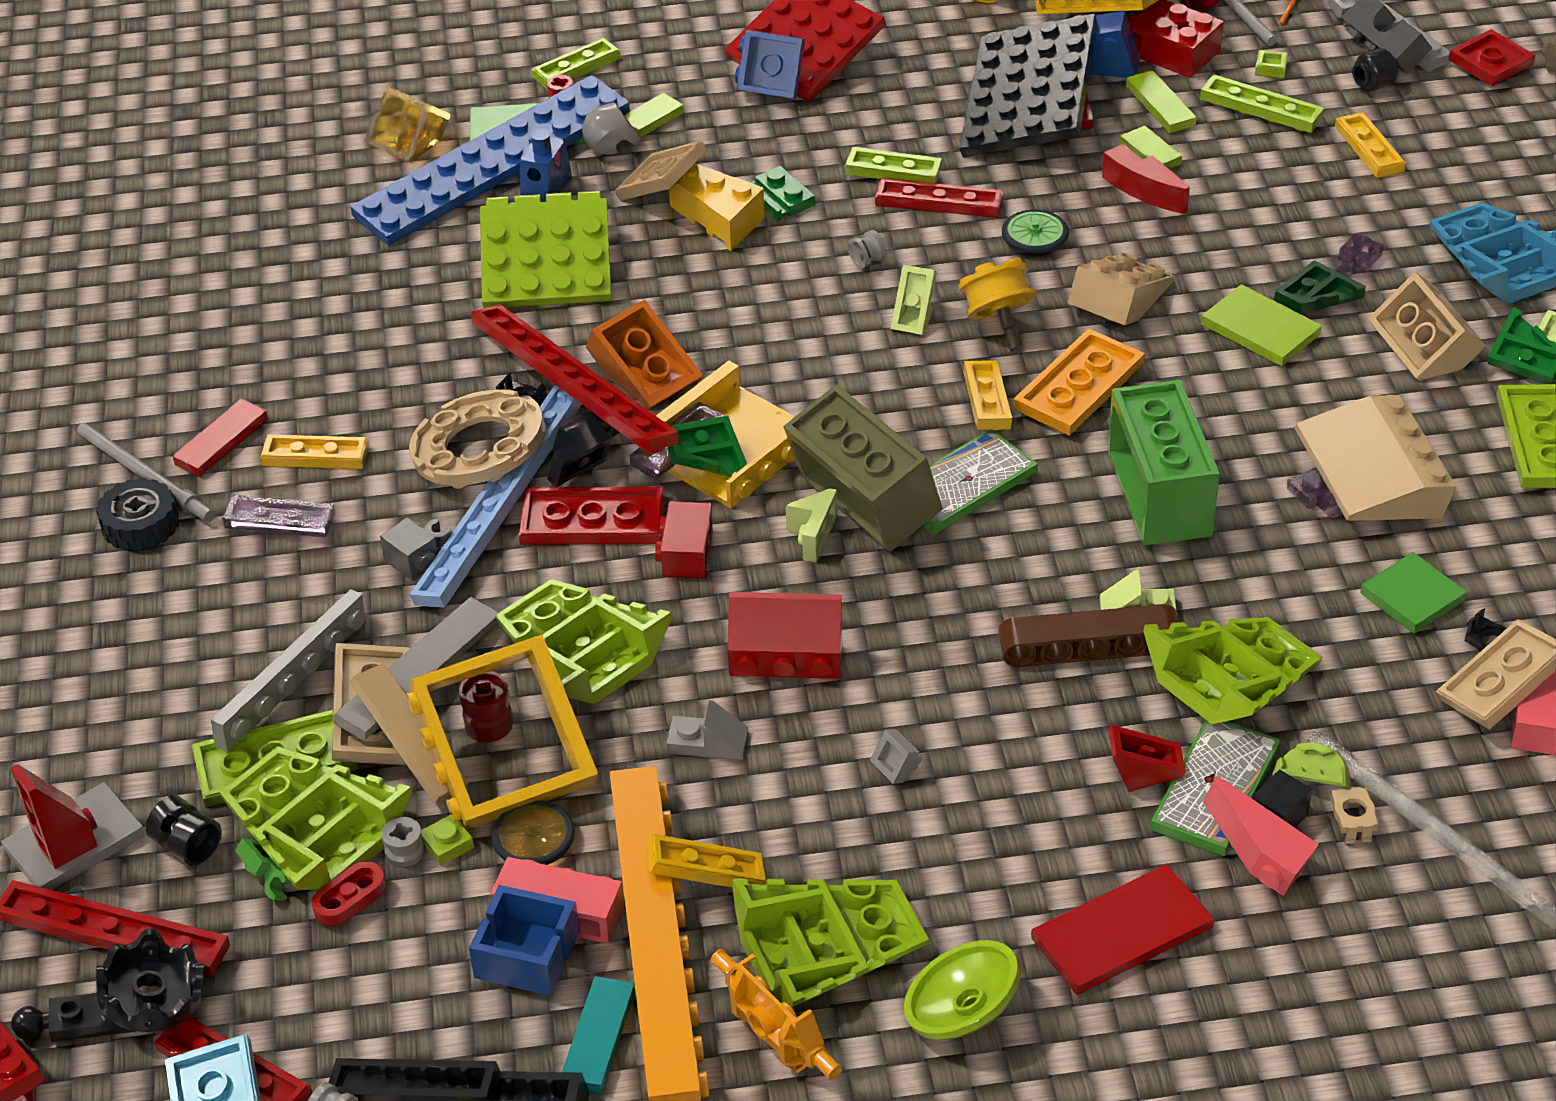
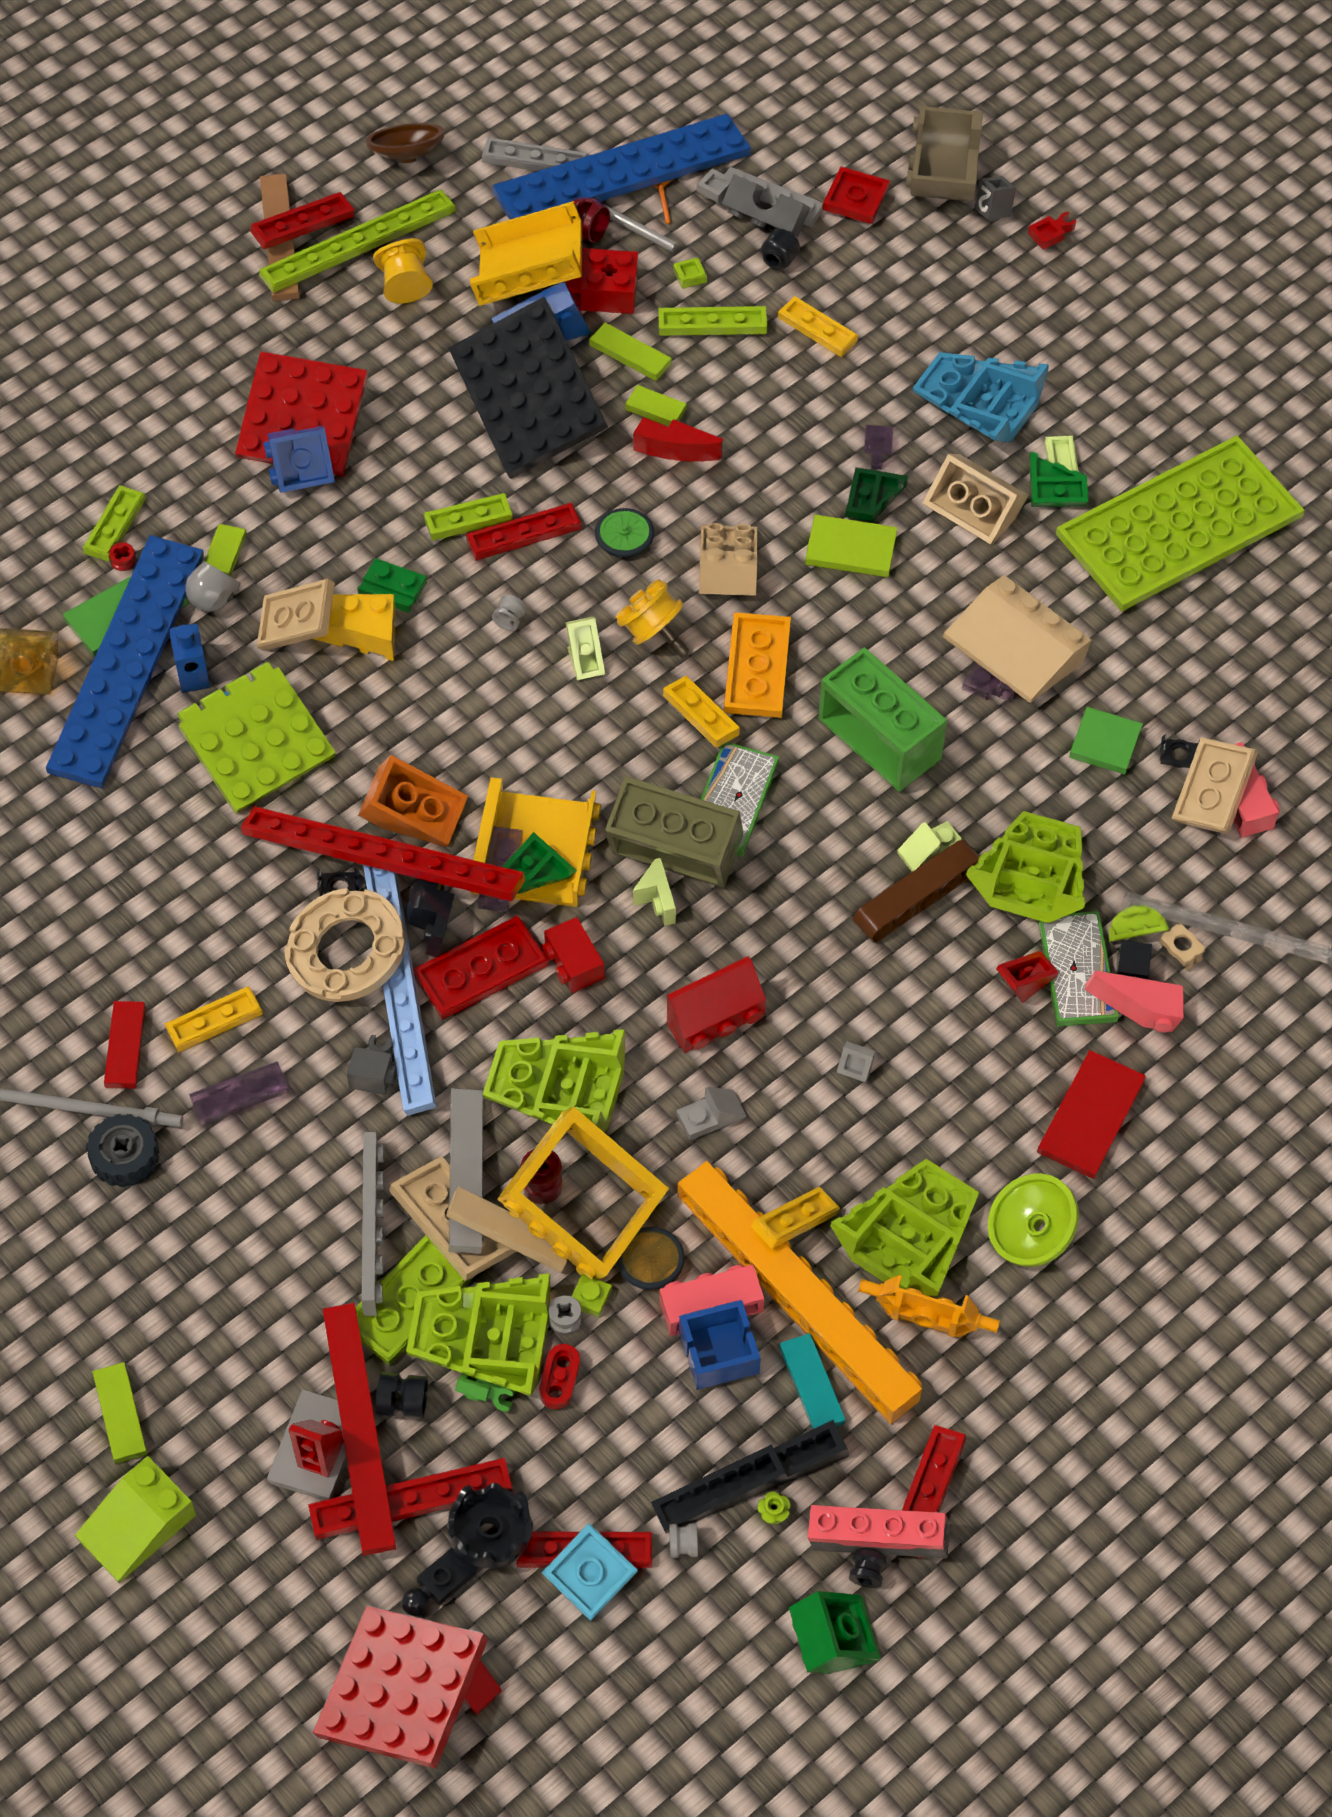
camera: 35 degrees left, 15 degrees up
(112, 841) = (359, 1430): none -> red tile

